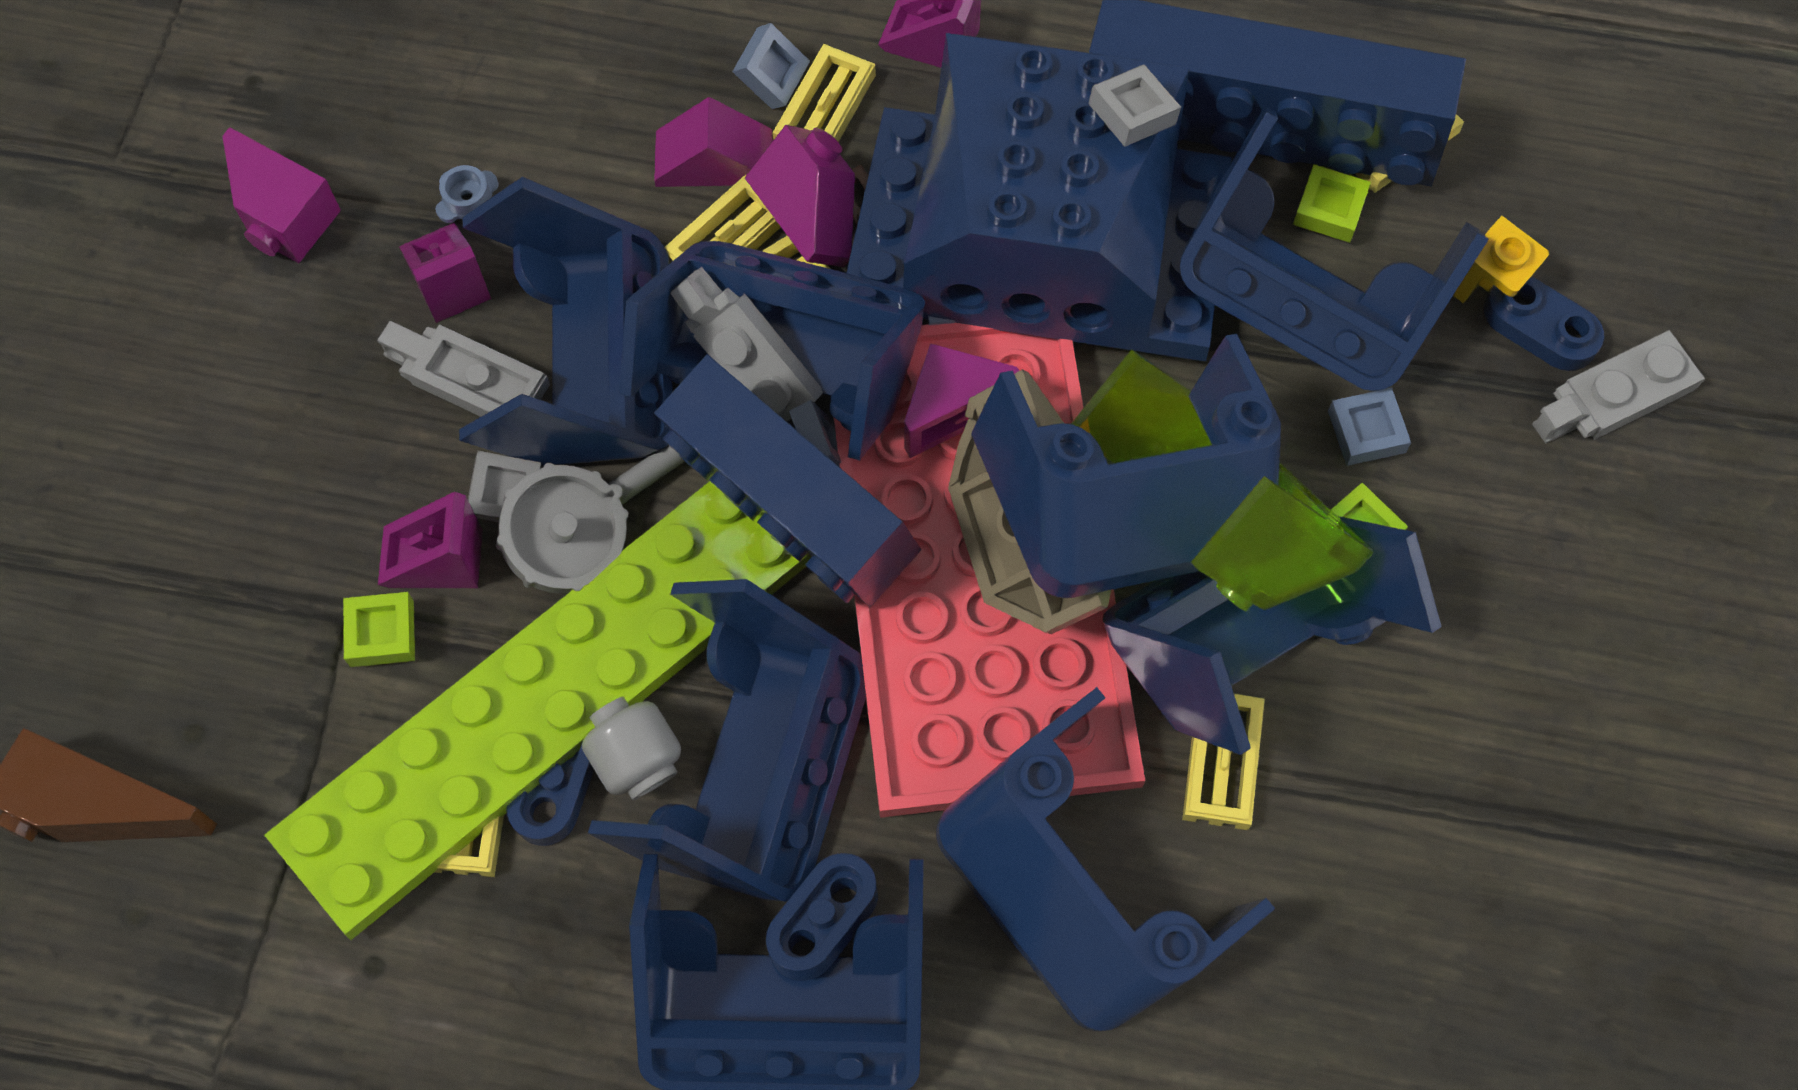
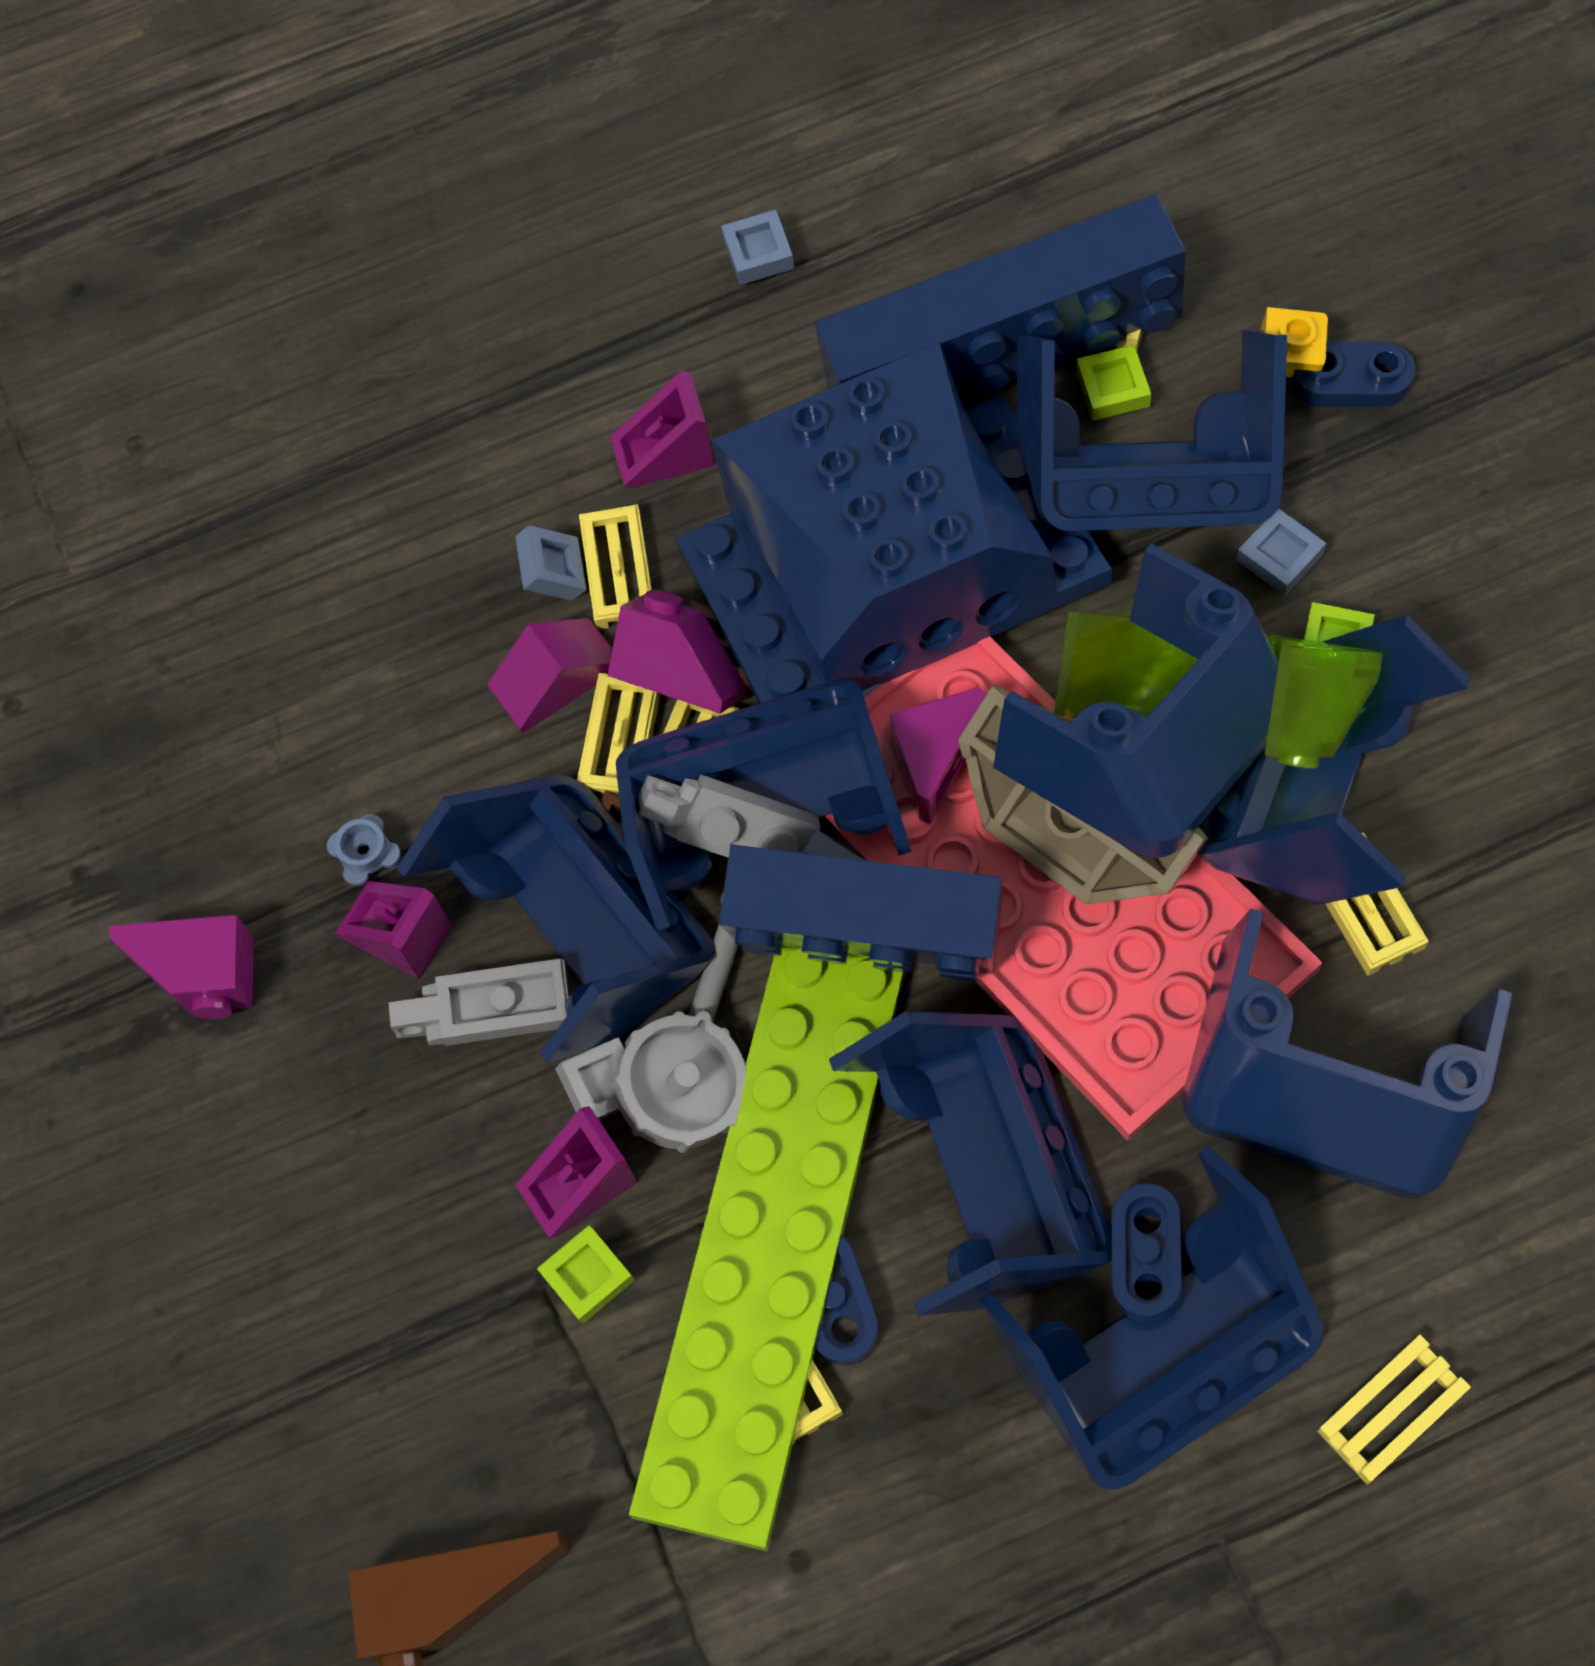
camera: 25 degrees left, 0 degrees up
(631, 748) = (886, 1224): light grey head -> none
(1134, 105) = (929, 403): light grey plate -> none
(1620, 390) = (1453, 391): light grey hinge -> none

